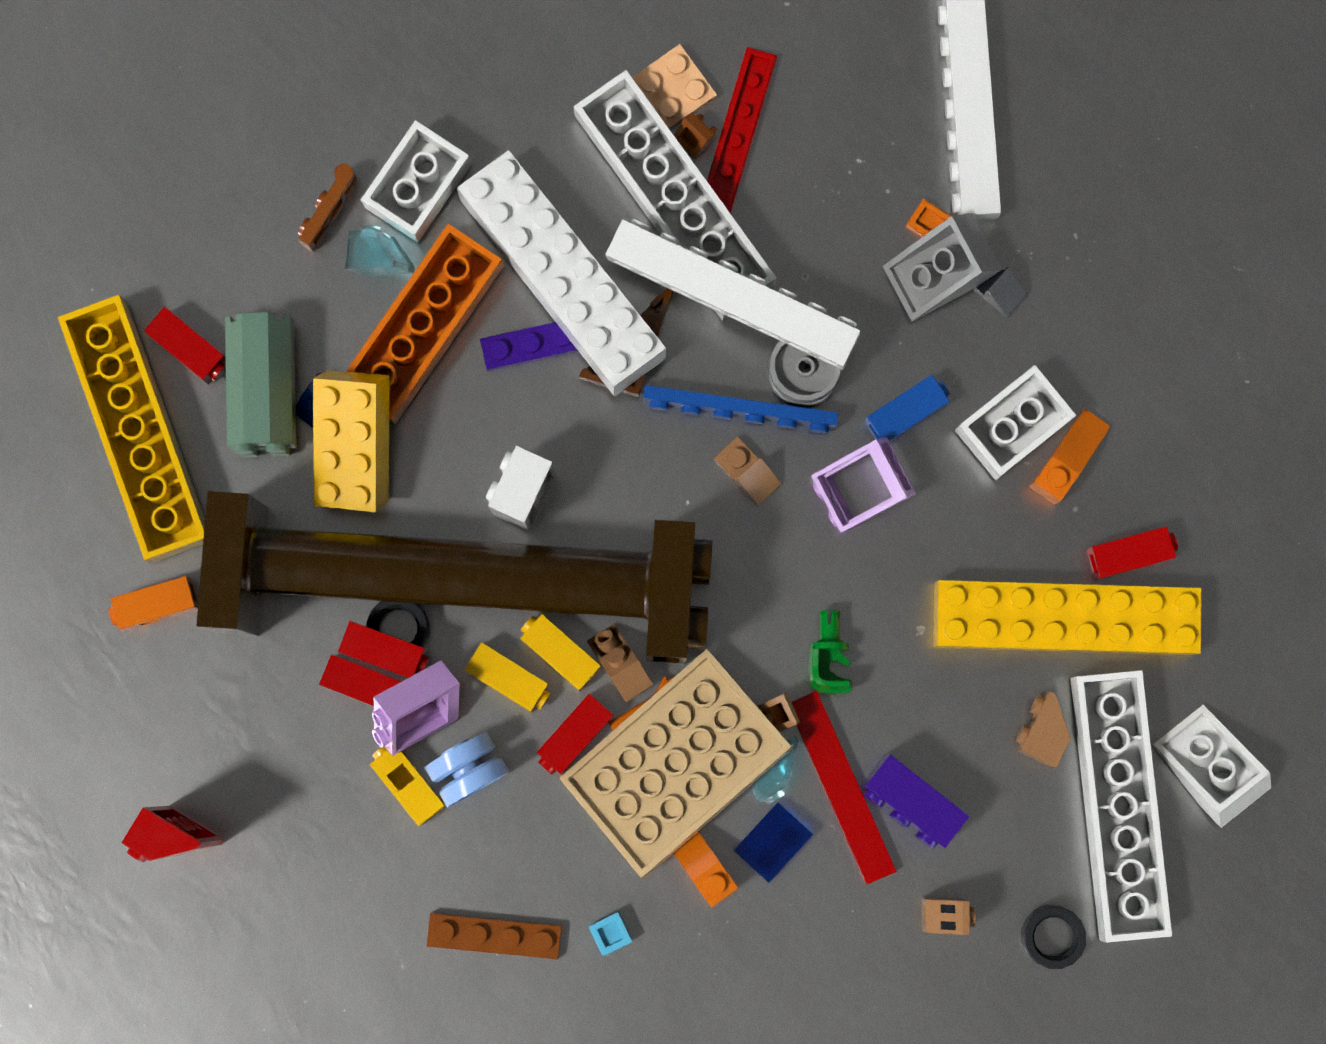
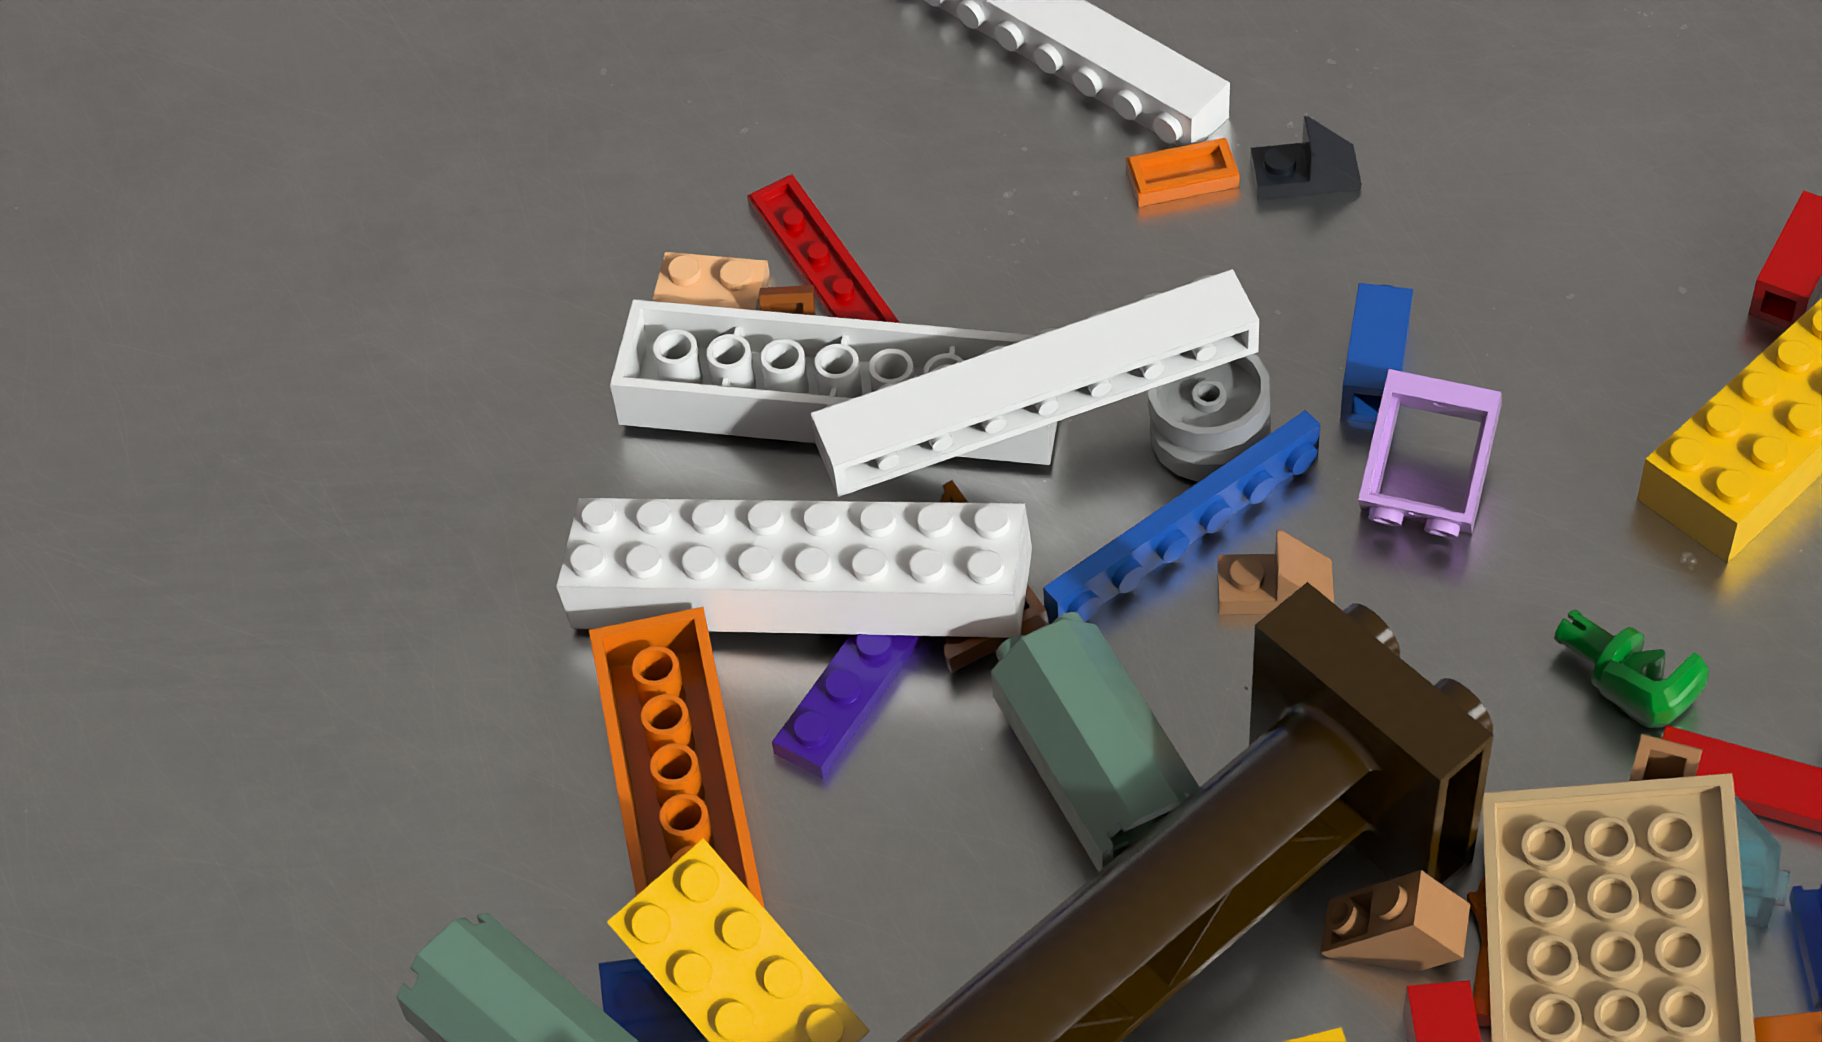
camera: 40 degrees left, 30 degrees down
(327, 206) = (402, 773): dark orange plate -> none
(376, 253) = (530, 758): clear light blue slope -> none
(416, 181) = (494, 640): white brick -> none
(521, 487) = (1029, 818): white brick -> none
(559, 651) = (1306, 988): yellow brick -> none
(588, 476) = (1089, 734): none -> sand green brick
(942, 266) = (1231, 185): light grey slope -> none
(1015, 422) = (1510, 251): white brick -> none
(1069, 457) = (1613, 246): orange slope -> none

